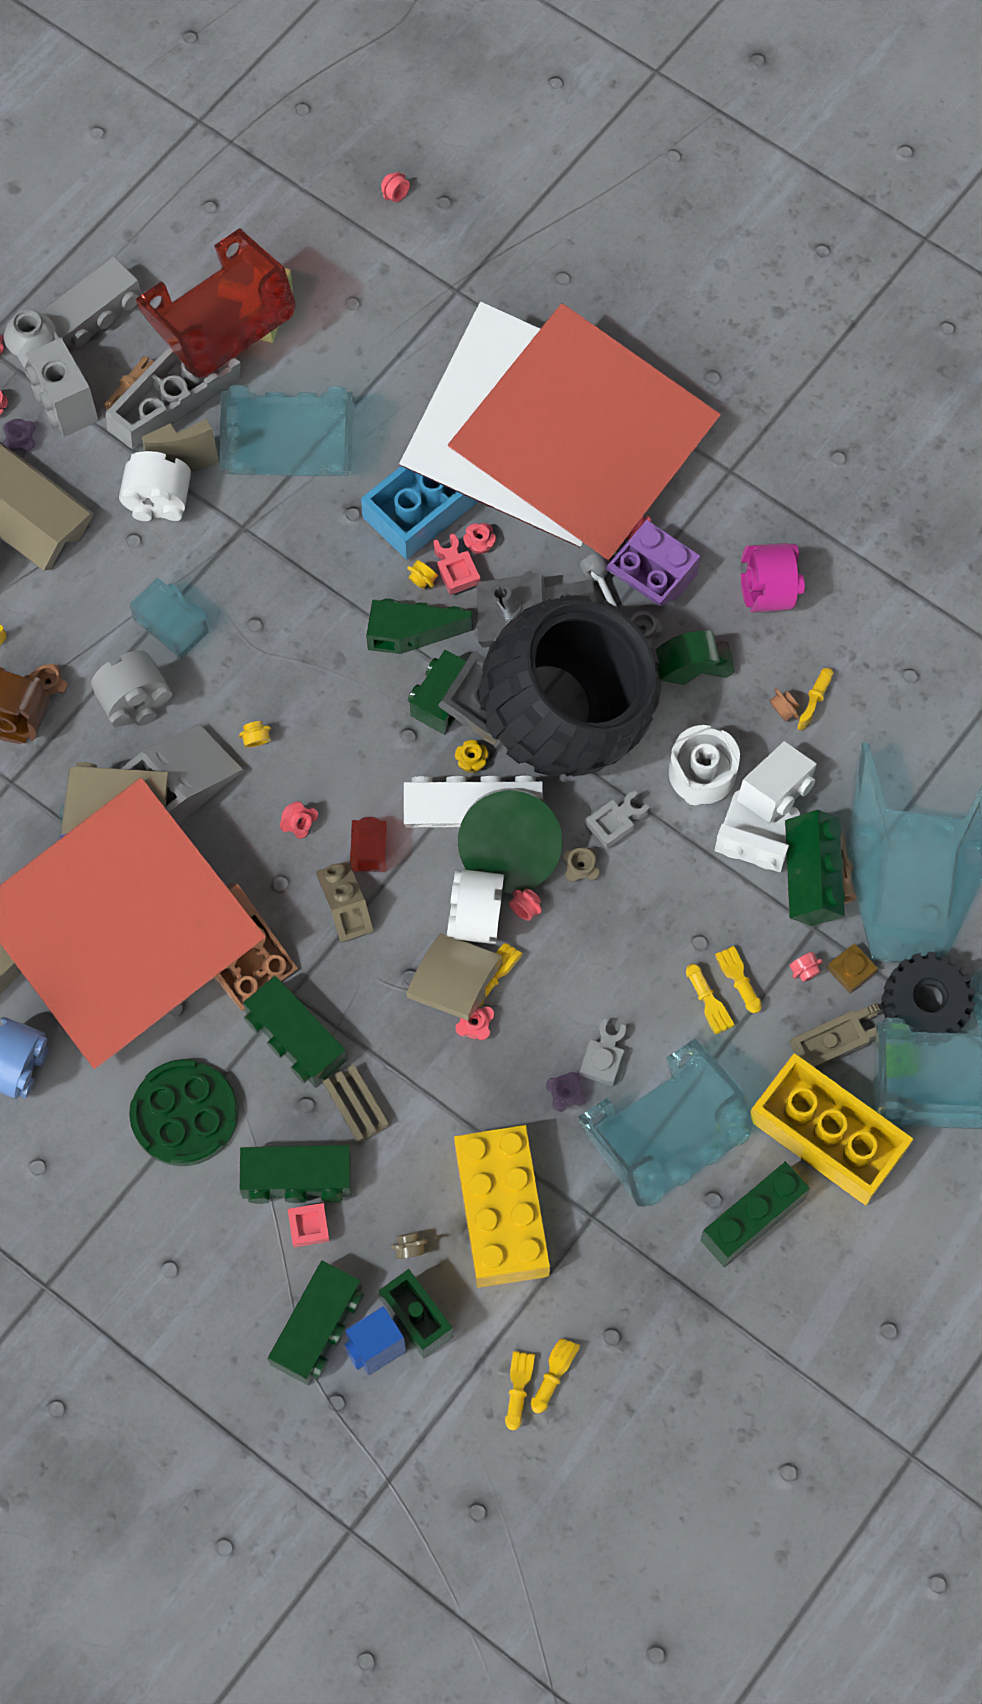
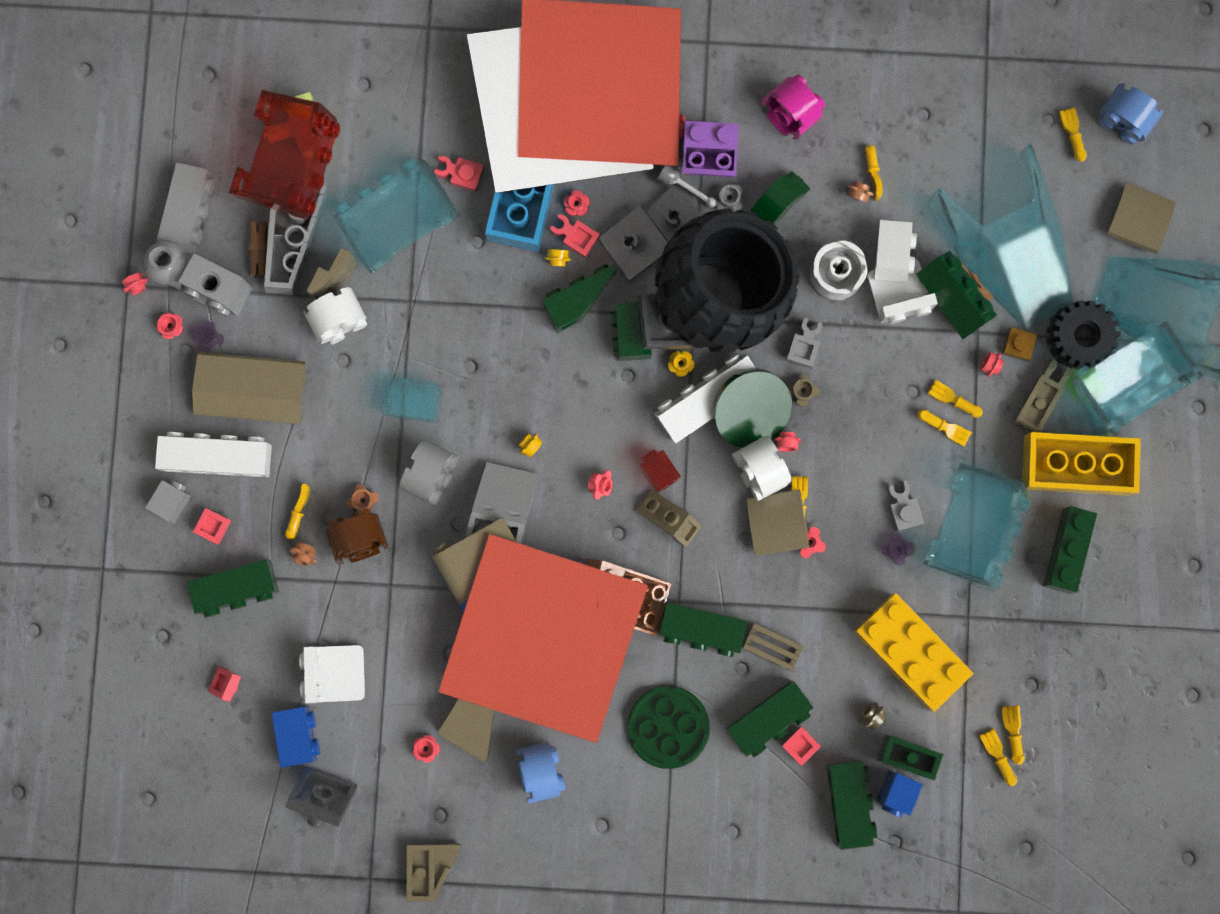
camera: 35 degrees left, 15 degrees up
(386, 442) = (464, 173): none -> coral plate

